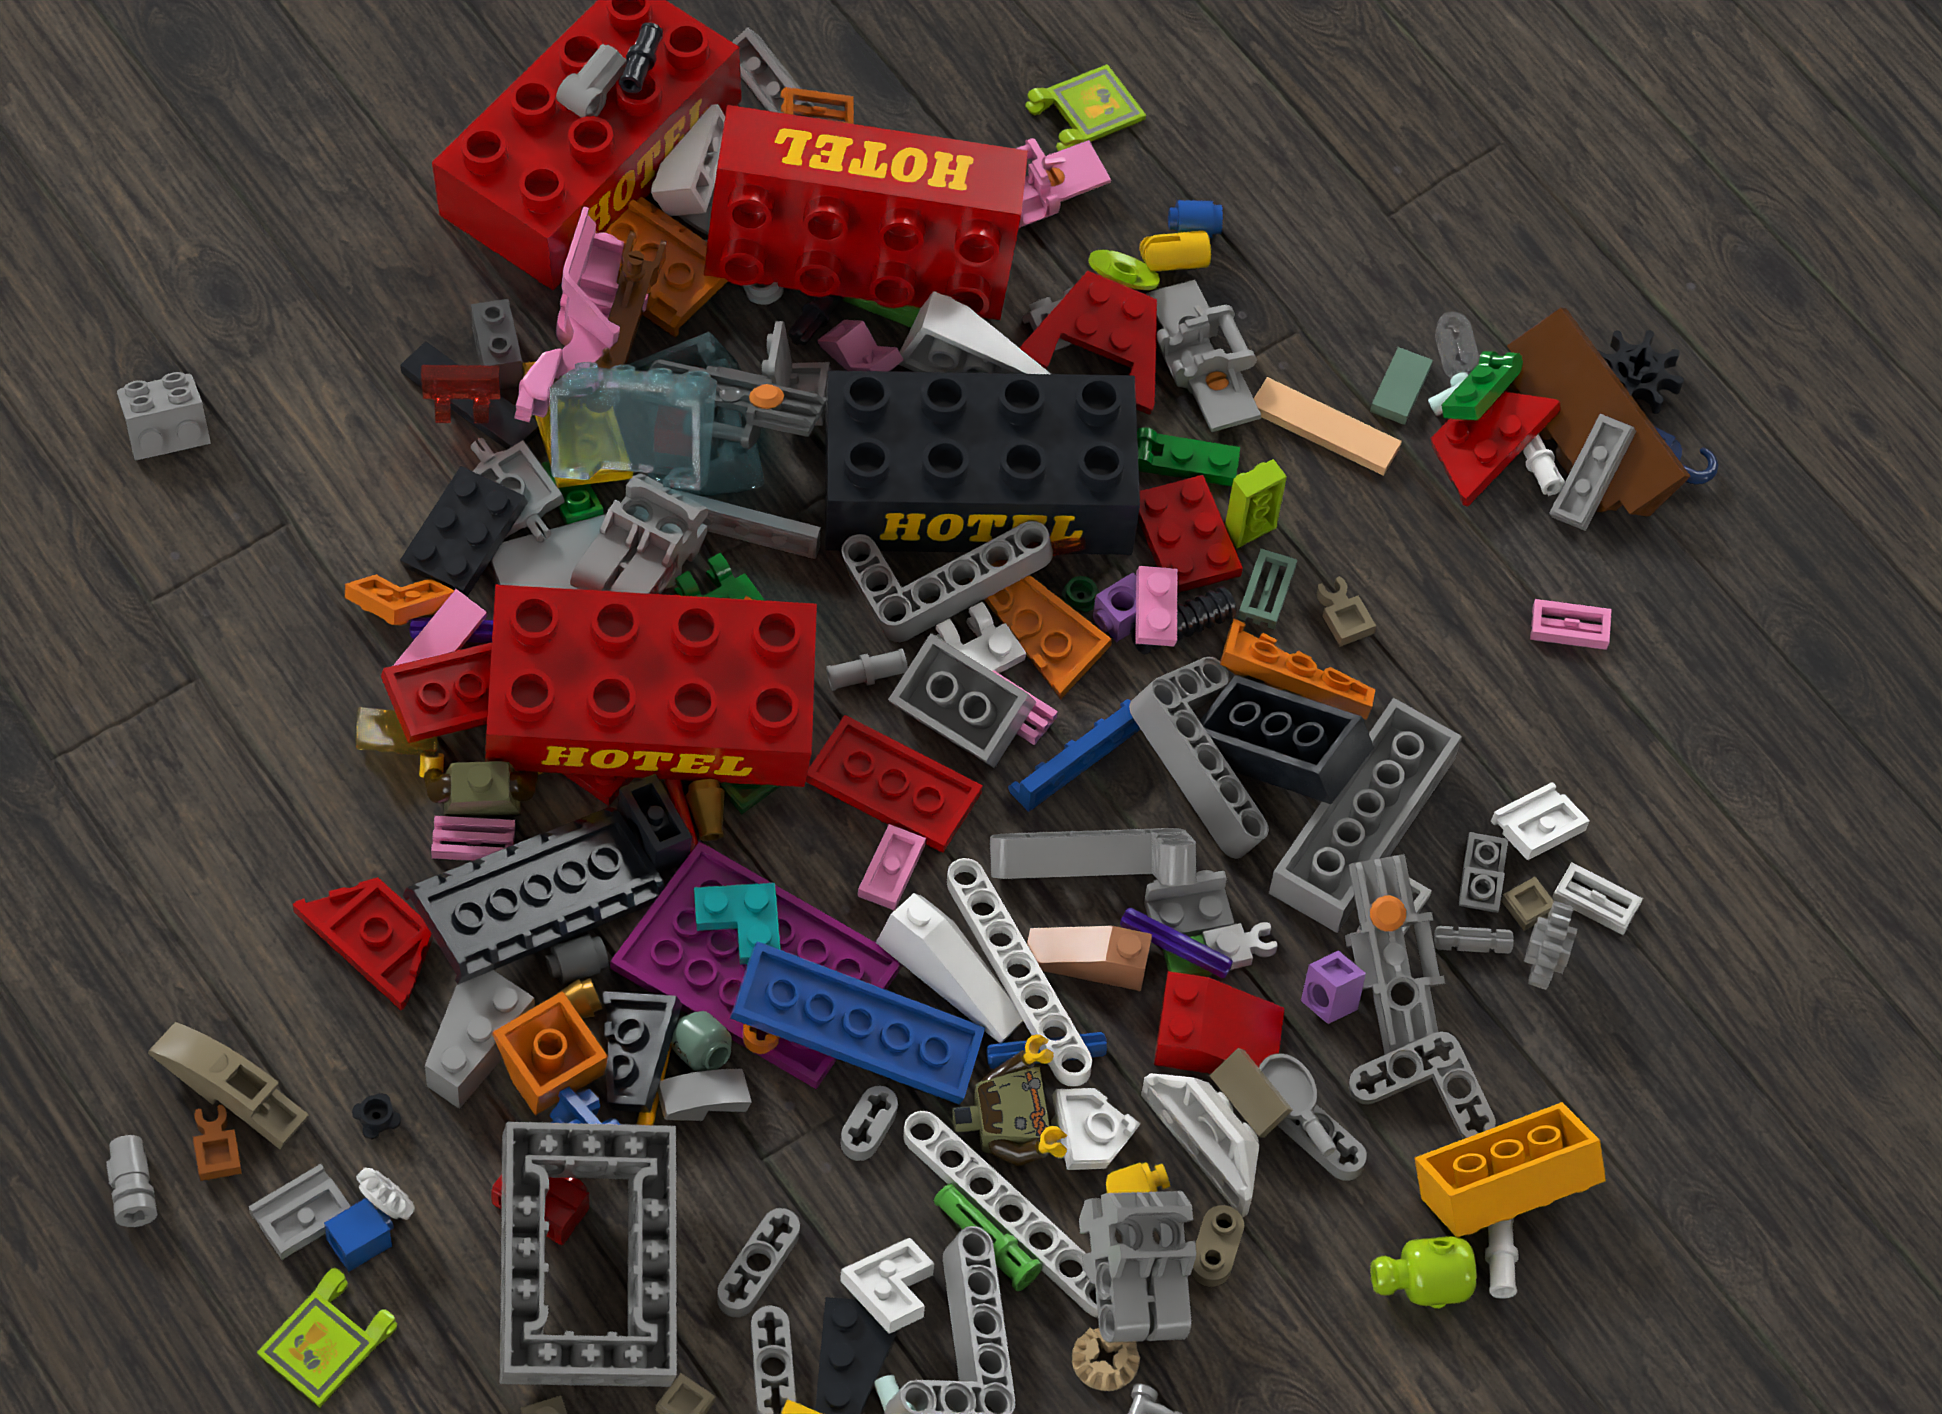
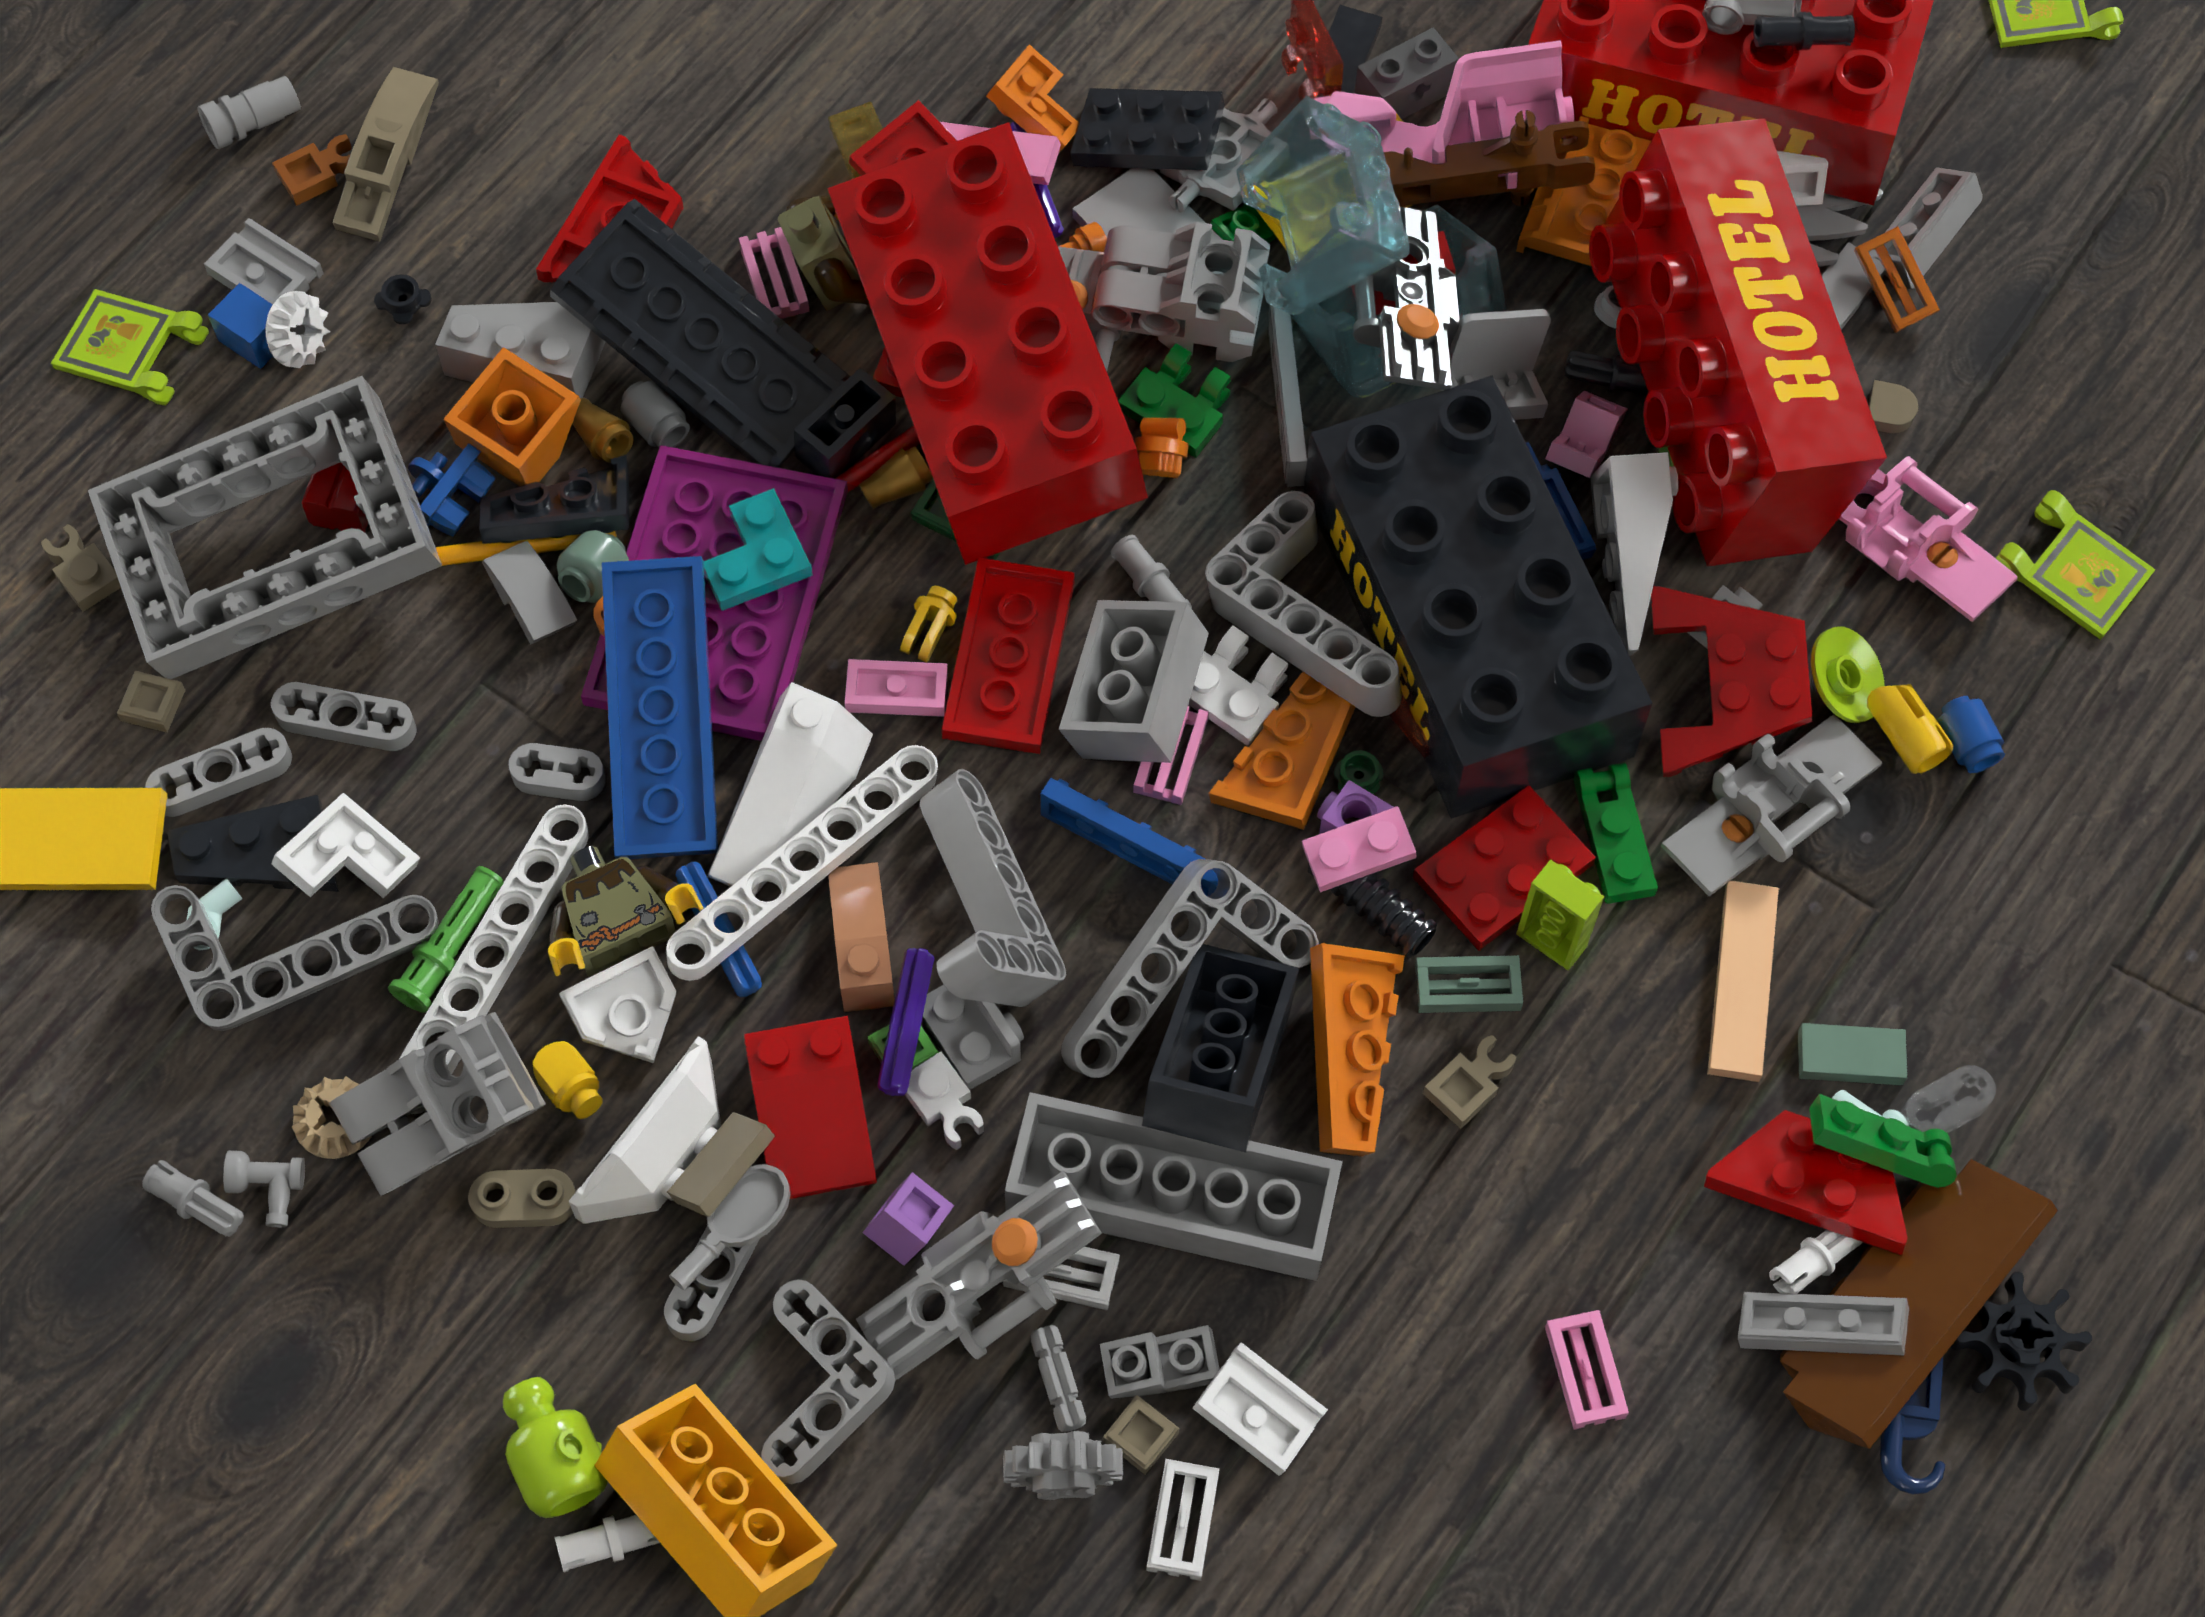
camera: 75 degrees right, 5 degrees up
(847, 827) = (936, 608): none -> yellow arm

